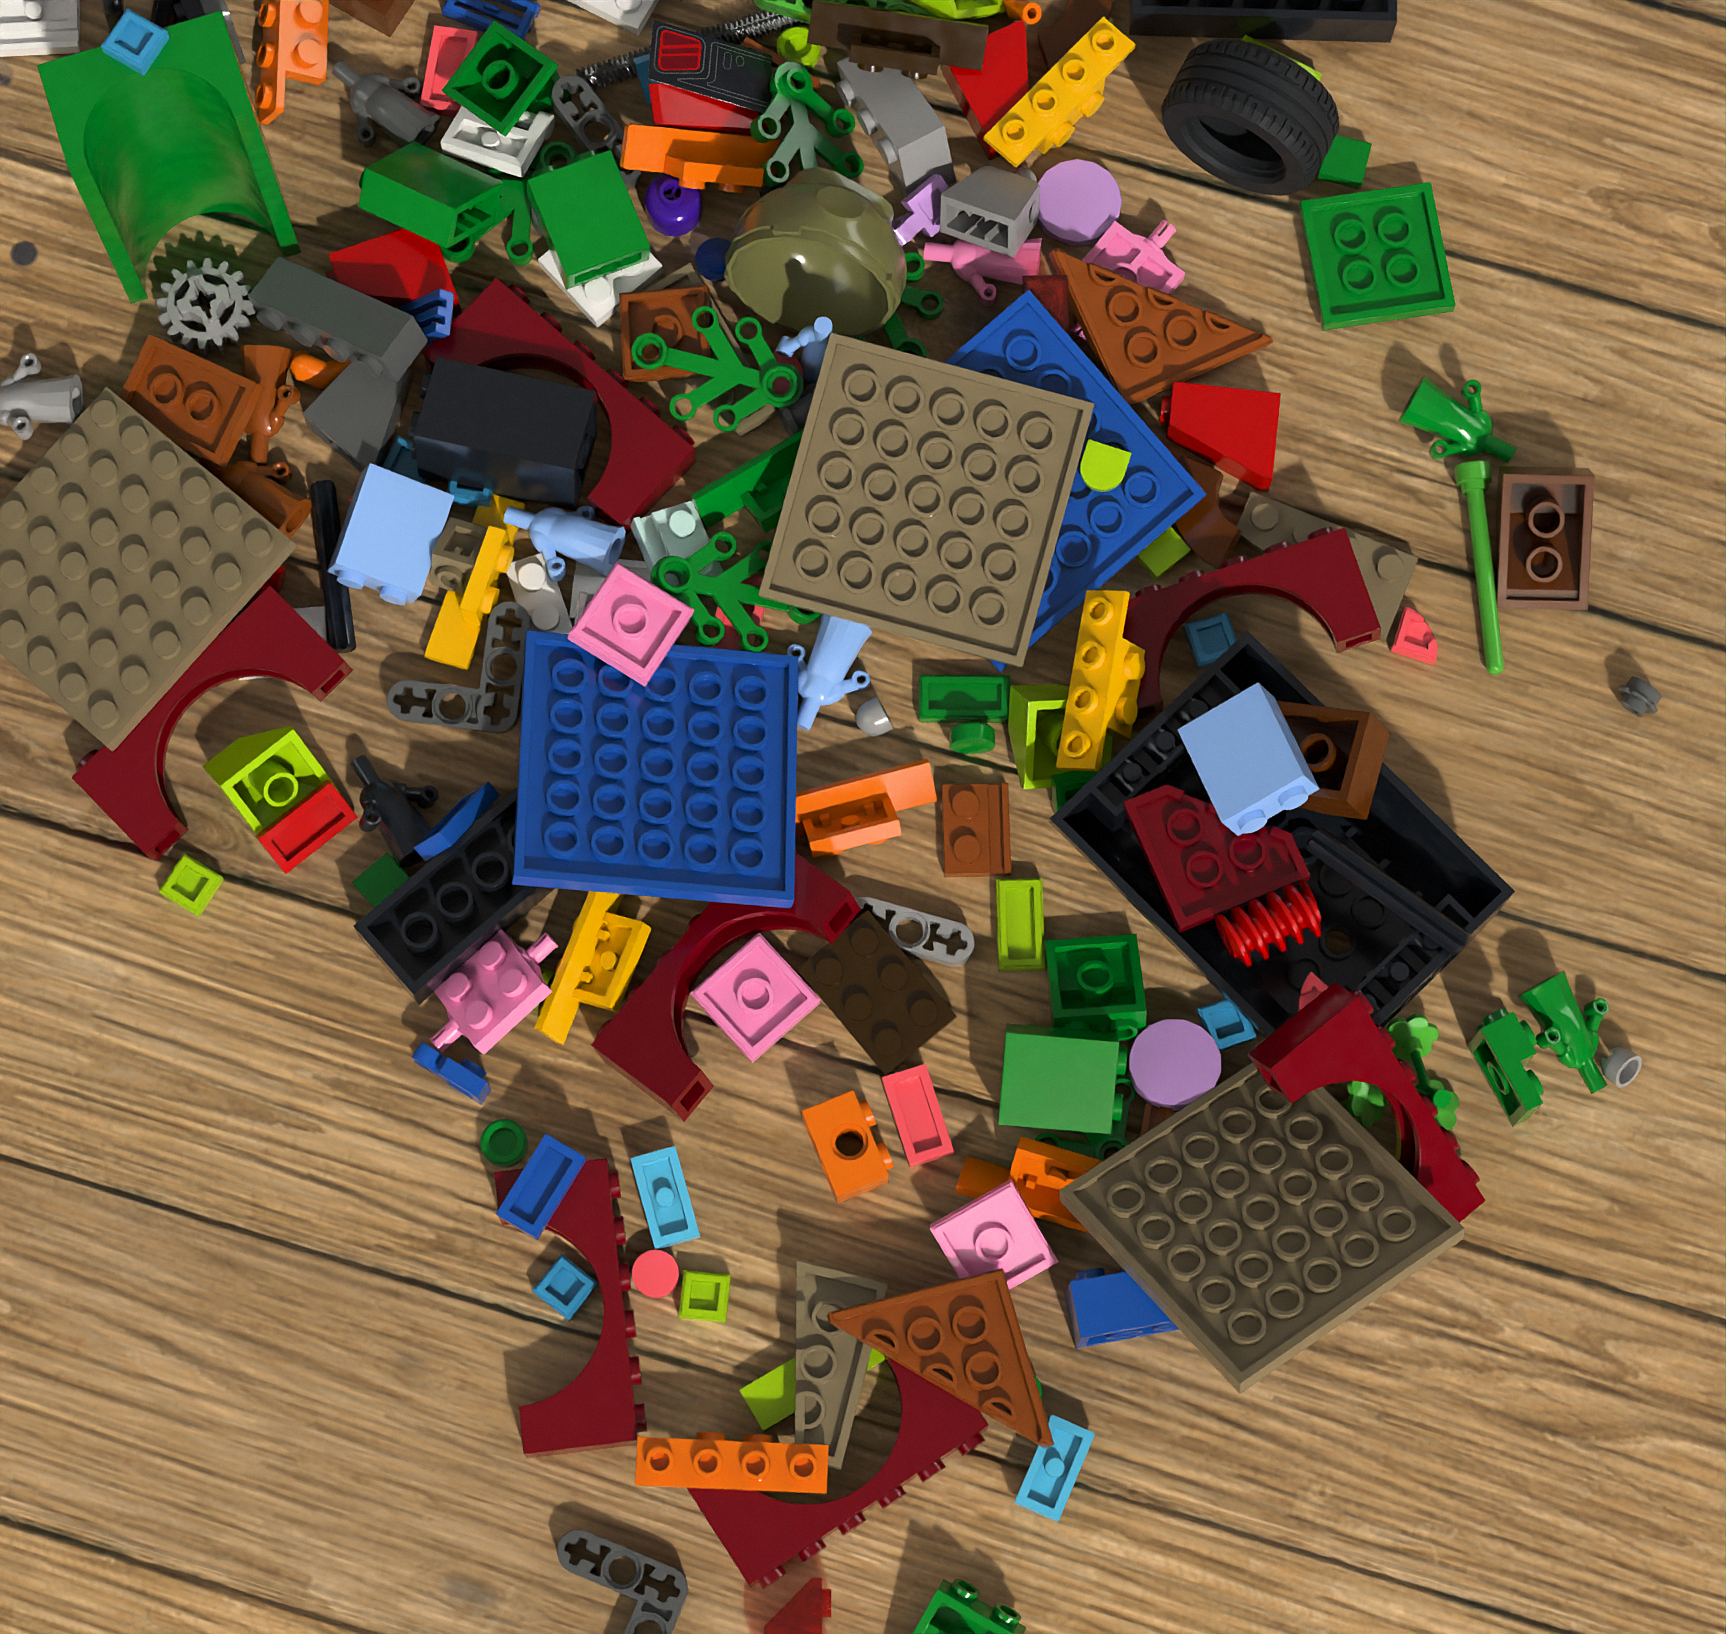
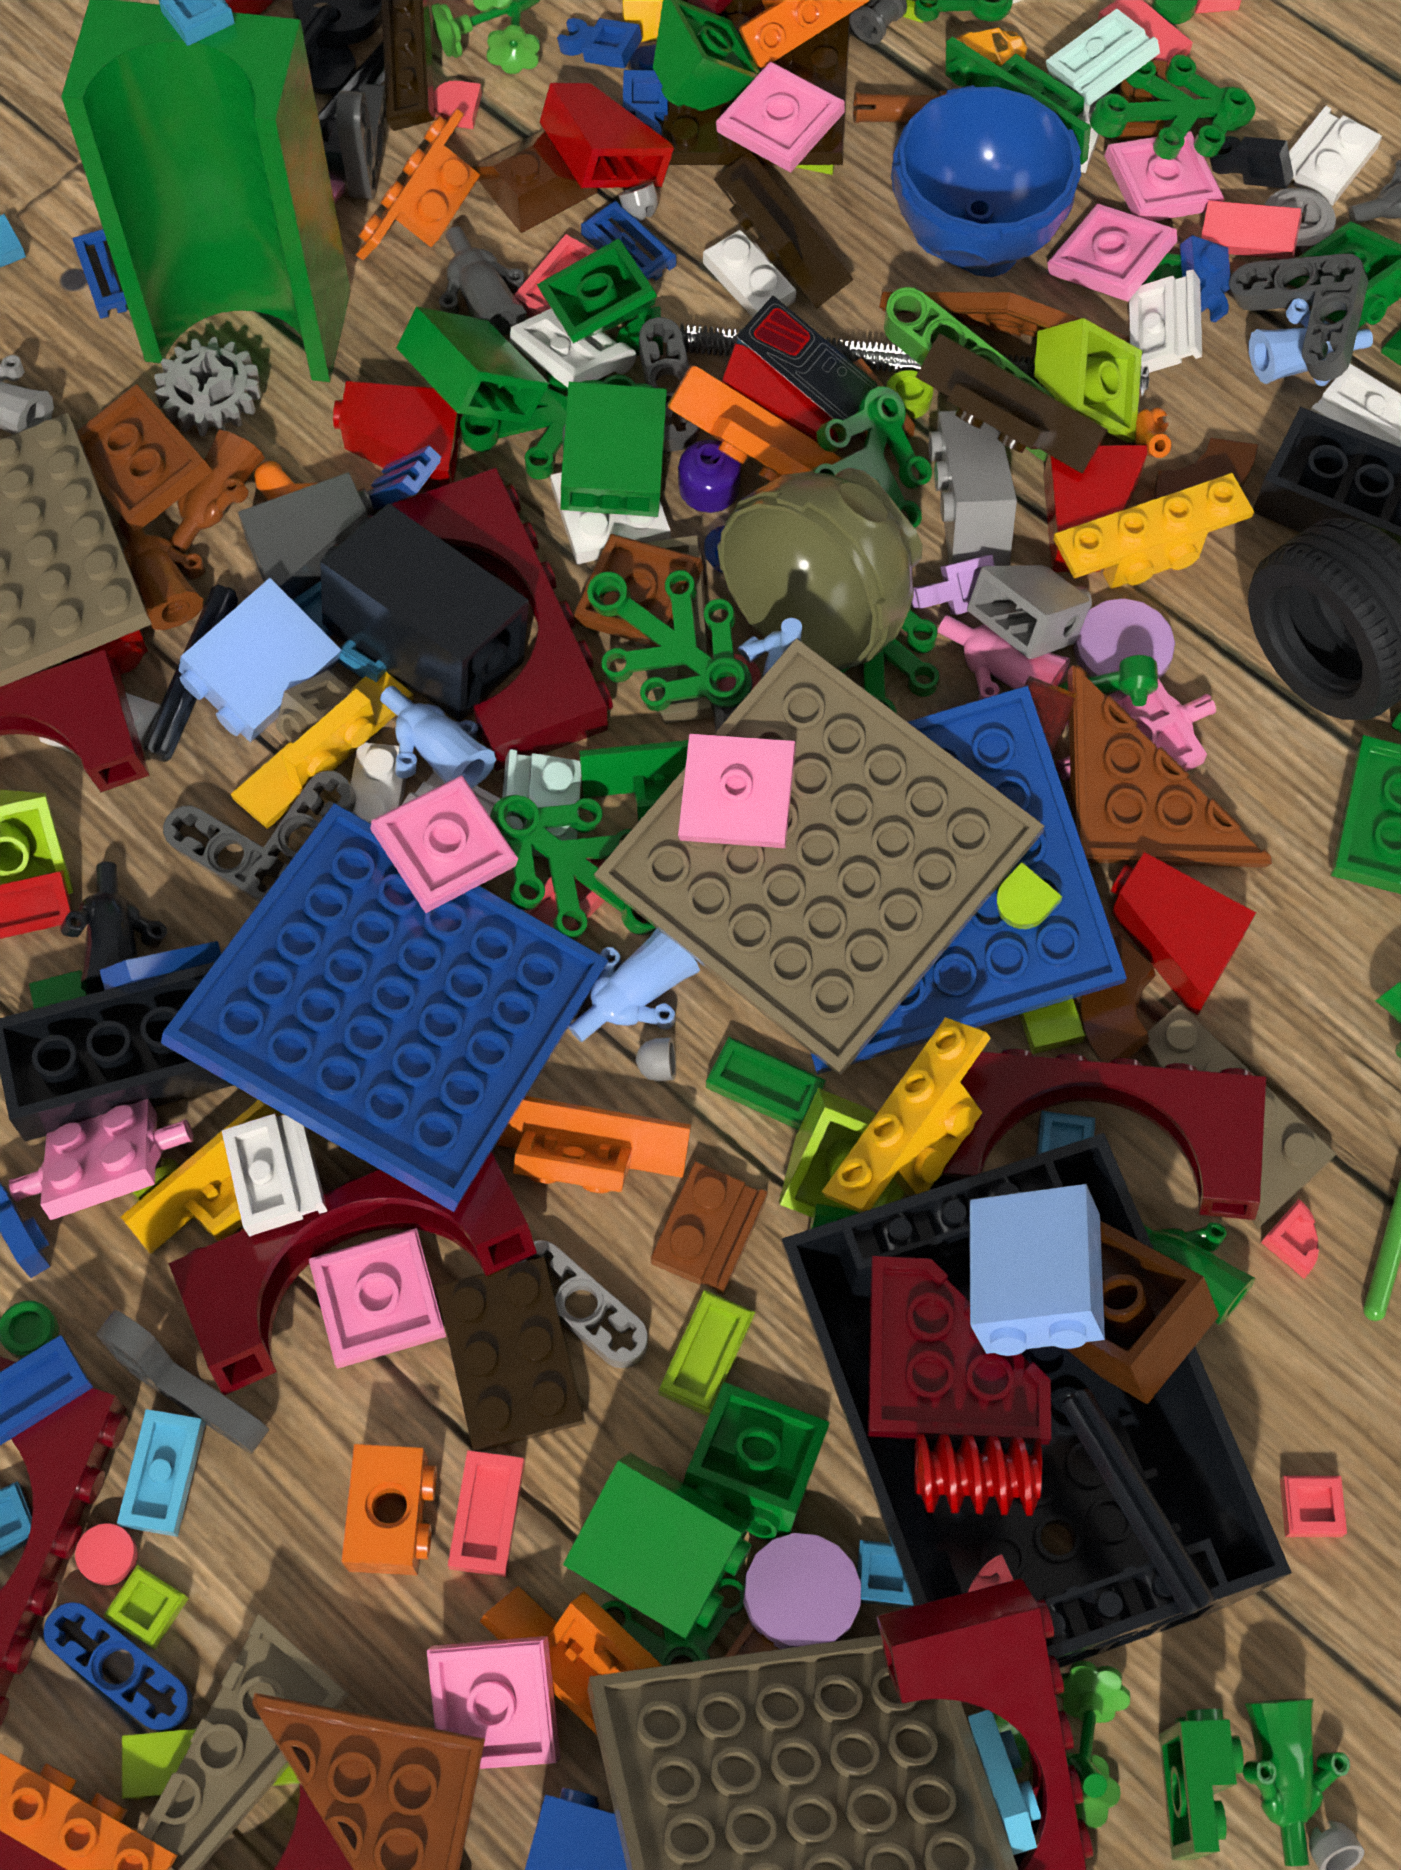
camera: 25 degrees right, 10 degrees down
(77, 258) = (117, 298): none -> blue tile
(337, 319) = (319, 440): dark grey brick -> none
(615, 1121) = (149, 1362): none -> dark grey beam
(636, 940) = (273, 1172): none -> white plate
(672, 1350) = (74, 1654): none -> blue beam
(843, 479) = (737, 791): none -> bright pink plate
(972, 738) = (751, 1126): green tile -> none
(1102, 234) = (1135, 678): none -> green piece
(1351, 693) = (1225, 1282): none -> green piece
(1390, 1134) = (1013, 1800): none -> medium azure plate
(1509, 833) = (1313, 1506): none -> coral tile

